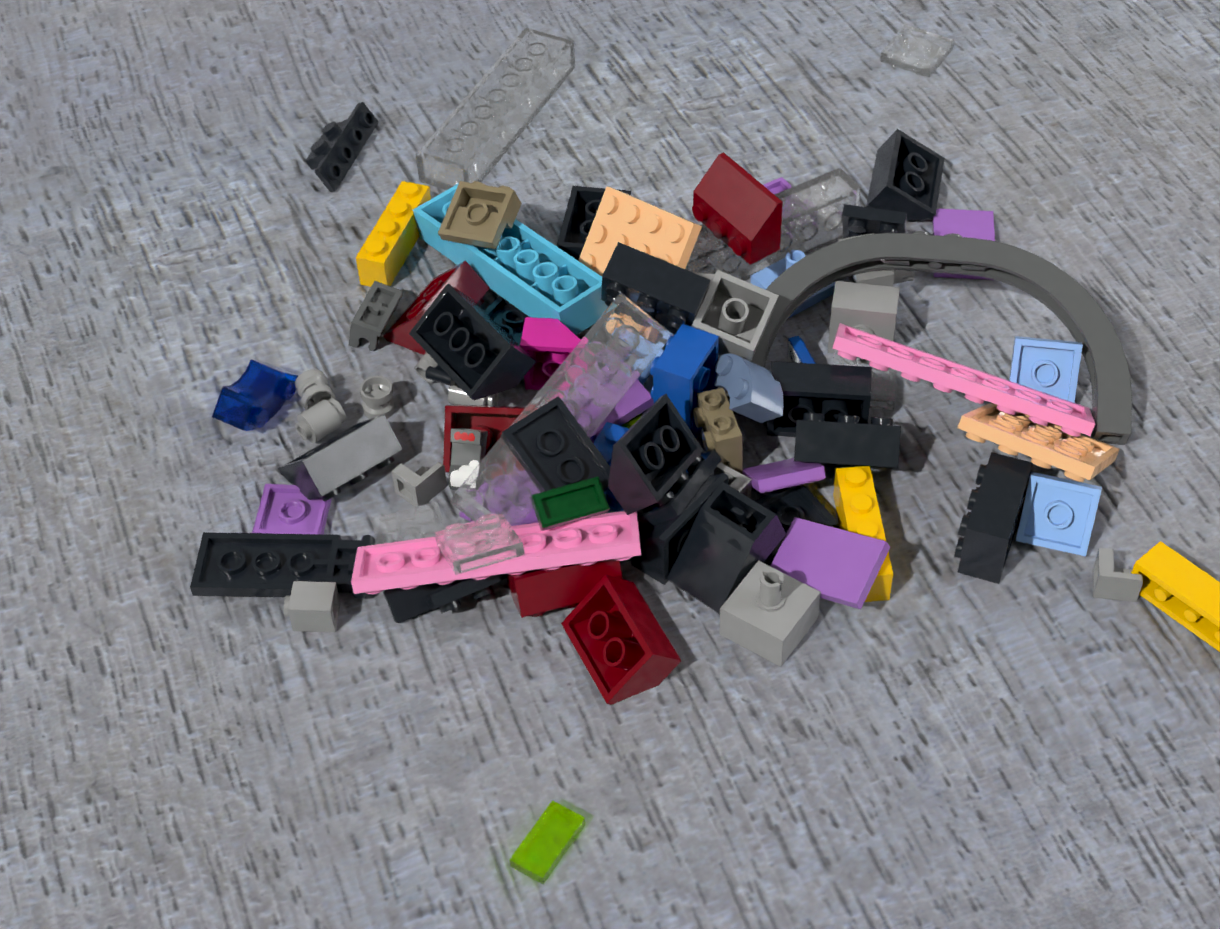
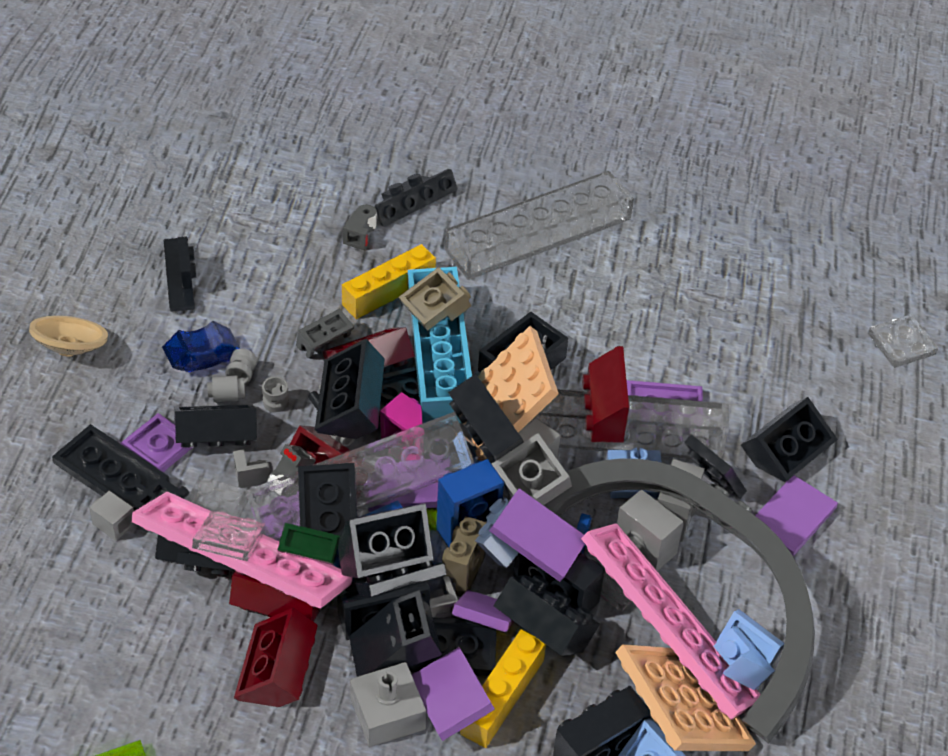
camera: 30 degrees right, 0 degrees up
(94, 459) = (68, 334): none -> tan dish
(159, 336) = (179, 273): none -> black bracket
(314, 201) = (359, 226): none -> dark grey leg
(792, 365) = (538, 534): none -> medium lavender tile
(1050, 378) = (744, 660): none -> light blue slope

